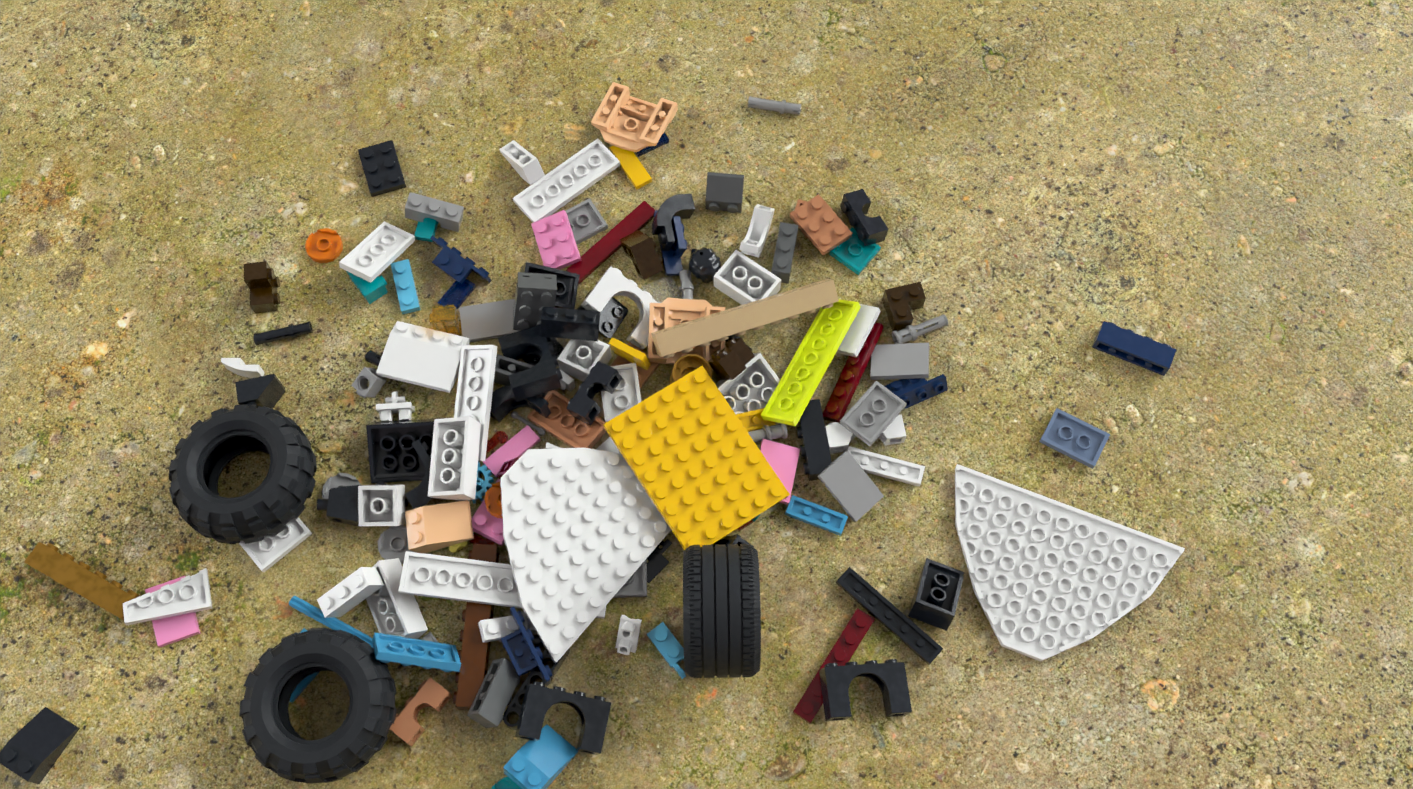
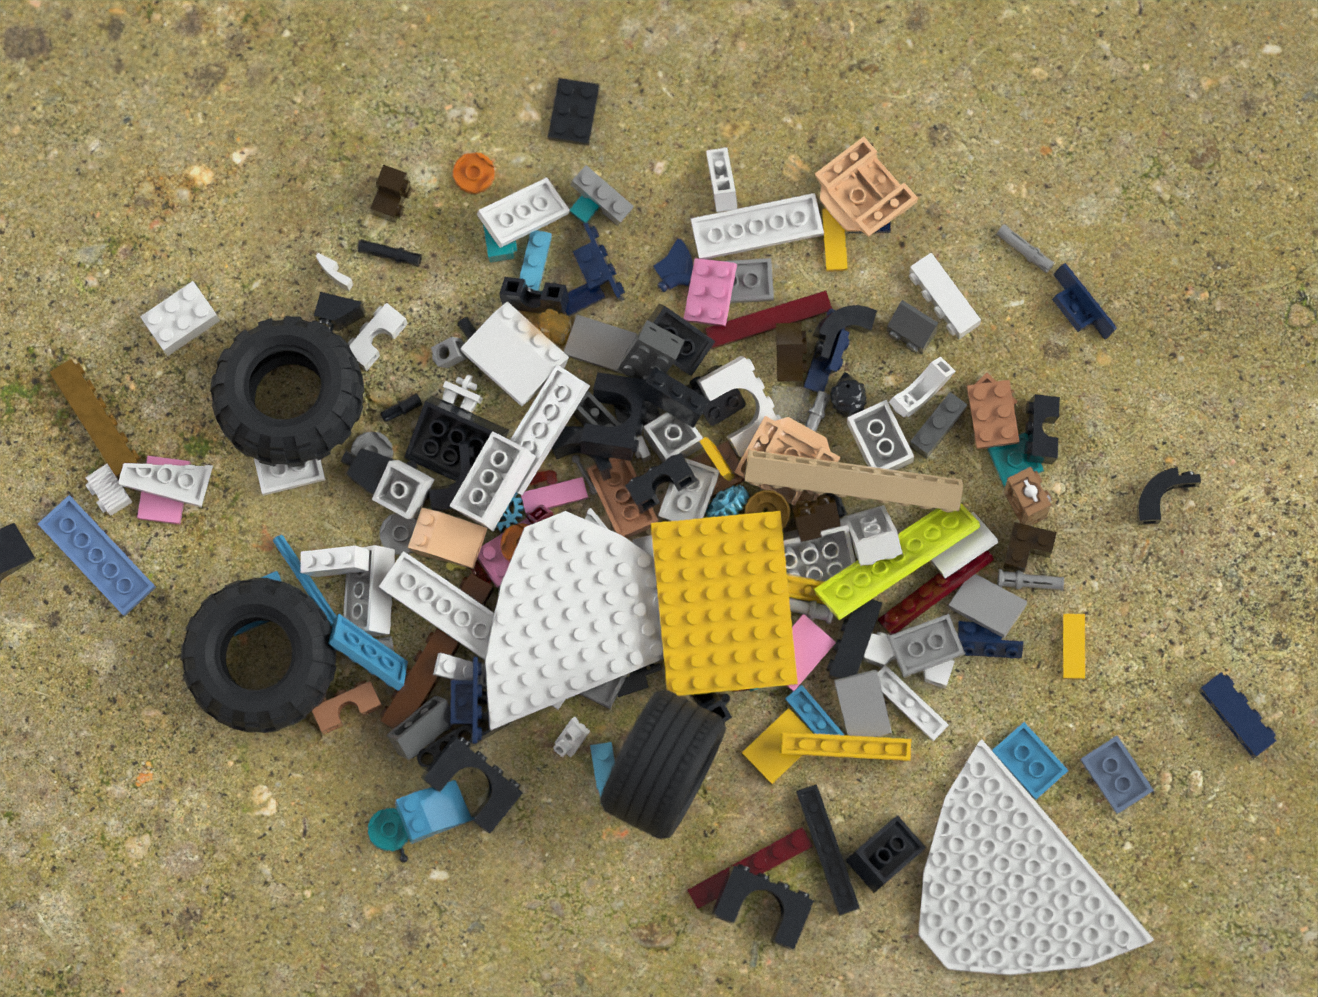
camera: 35 degrees right, 10 degrees up
(122, 636) = (110, 494): none -> white brick
(125, 465) = (180, 318): none -> white brick
(134, 696) = (96, 555): none -> medium blue plate
(303, 384) = (385, 321): none -> white arch
(350, 445) = (401, 407): none -> black axle
(415, 313) = (528, 300): none -> black arch
(519, 239) = (675, 267): none -> dark blue arm
(655, 382) = (728, 502): none -> medium azure gear
(735, 161) = (944, 295): none -> white brick
(786, 352) = (873, 535): none -> white slope
(802, 553) = (765, 750): none -> yellow tile
(838, 123) = (1079, 305): none -> dark blue bracket
(854, 524) = (845, 746): none -> yellow tile
(884, 265) = (1027, 497): none -> medium nougat piece
(971, 229) = (1149, 502): none -> black arch
(981, 361) = (1073, 646): none -> yellow tile
(1003, 461) = (1030, 761): none -> dark azure plate

